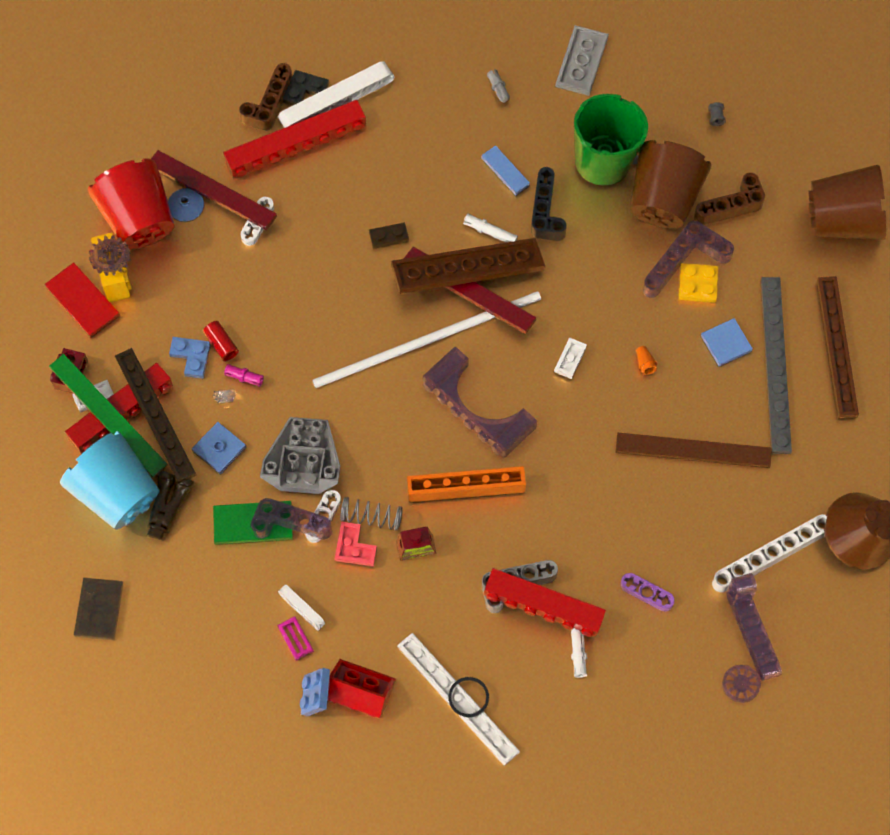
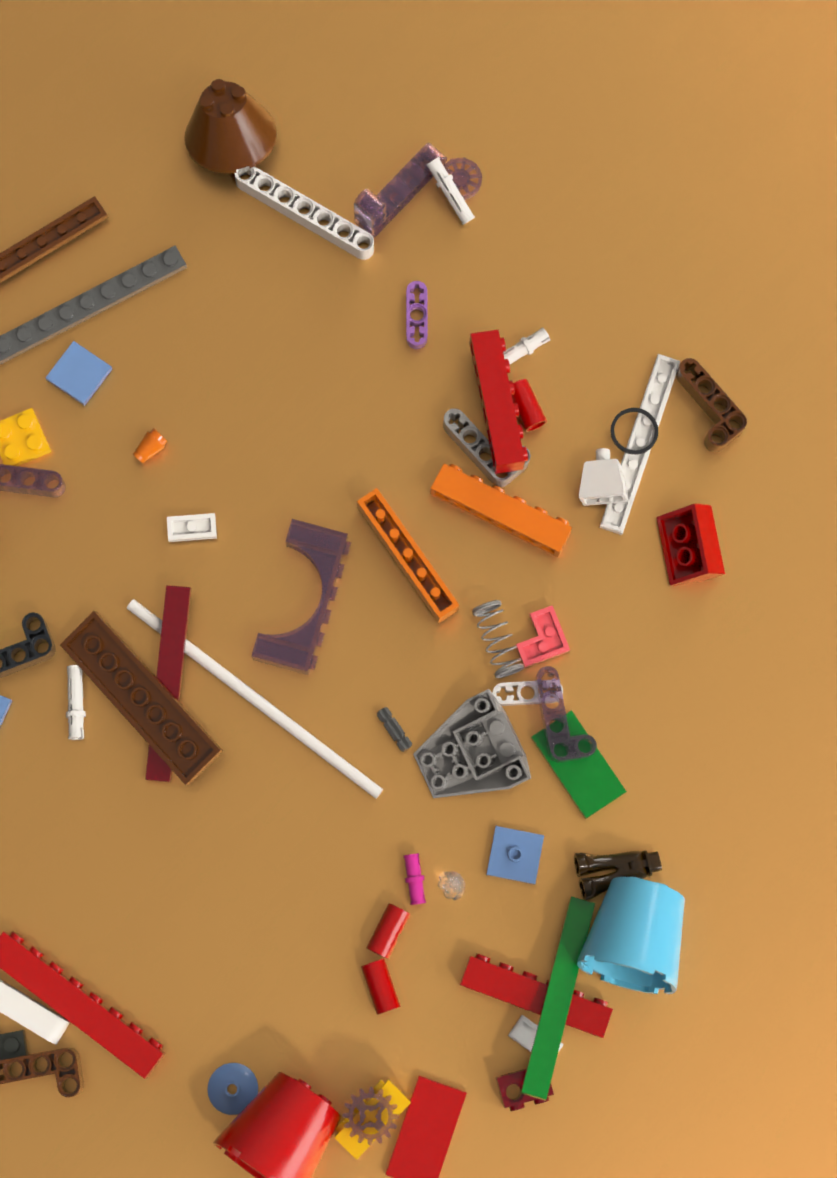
camera: 125 degrees left, 10 degrees up
(98, 609) = (770, 872): clear smoke plate -> none
(155, 415) = (526, 944): dark brown tile -> none
(188, 317) = (380, 986): none -> red pin
(194, 351) = (415, 956): medium blue plate -> none
(214, 190) = (199, 1065): dark red tile -> none
(256, 229) = (190, 980): white beam -> none
(301, 607) = (642, 654): white beam -> none
(302, 652) = (666, 660): dark pink tile -> none
(315, 692) = (726, 582): medium blue plate -> none
(351, 416) = (394, 729): none -> dark grey axle
(388, 235) = (144, 817): dark brown plate -> none
(415, 543) = (505, 573): dark red torso -> none
(443, 650) = (602, 481): none -> white torso
(459, 763) = (706, 402): none -> reddish brown beam
(462, 568) = (501, 510): none -> orange brick
(532, 630) = (529, 408): none -> red pin
(693, 450) = (229, 347): reddish brown tile -> none
(737, 664) = (450, 190): none -> white pin

